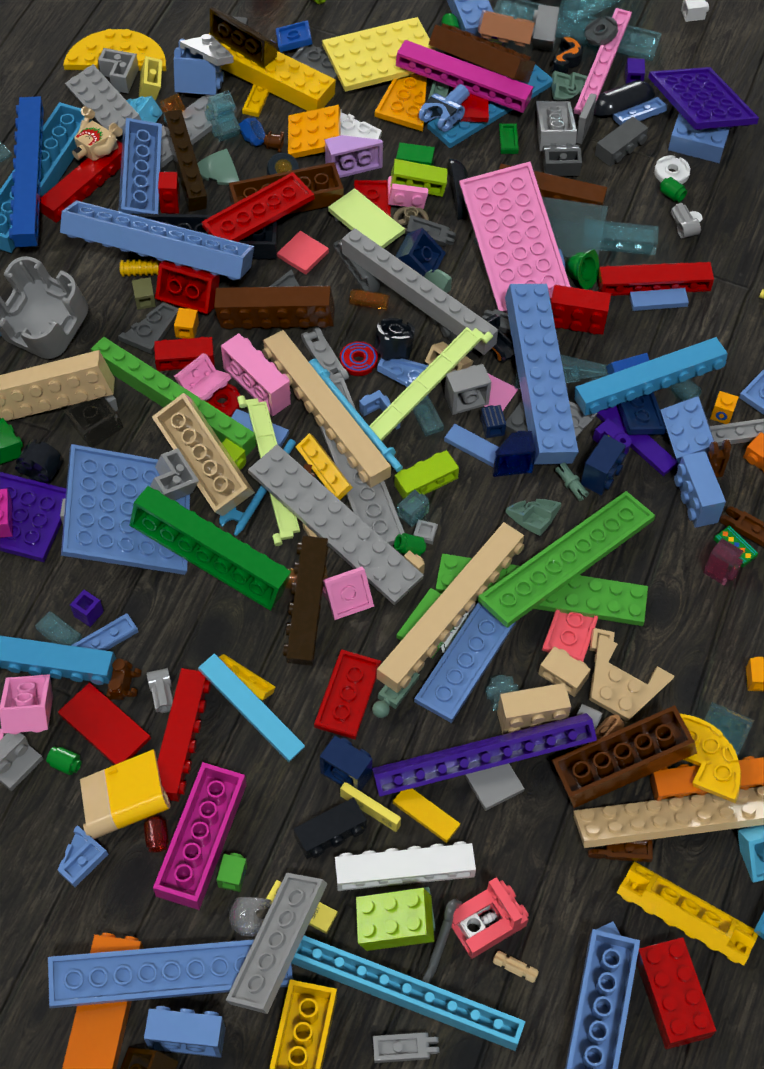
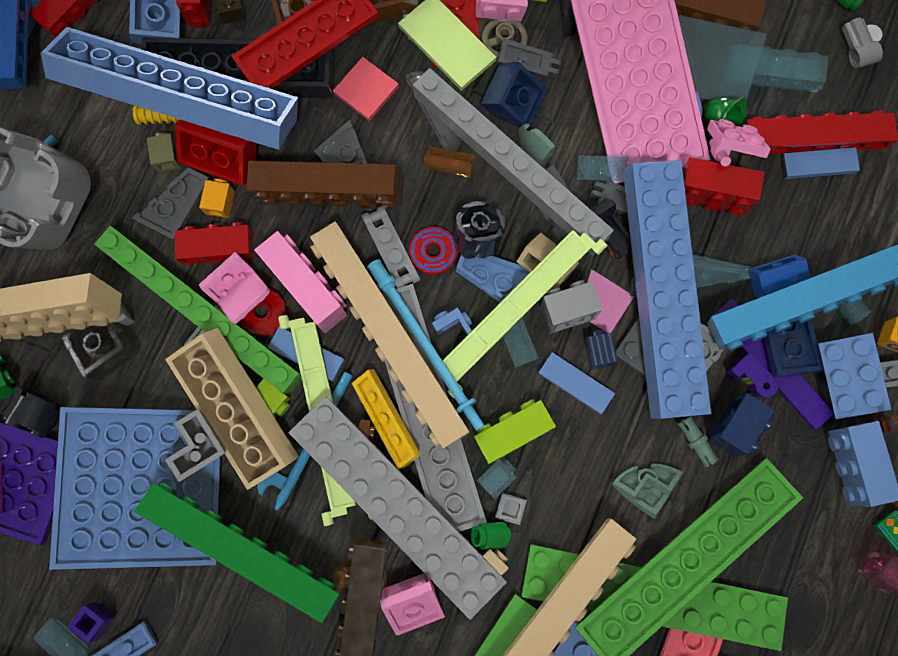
camera: 10 degrees right, 20 degrees up
(488, 300) = (601, 168): none -> clear light blue plate
(515, 455) = (630, 406): clear blue slope -> none
(582, 270) = (731, 137): none -> bright pink plate

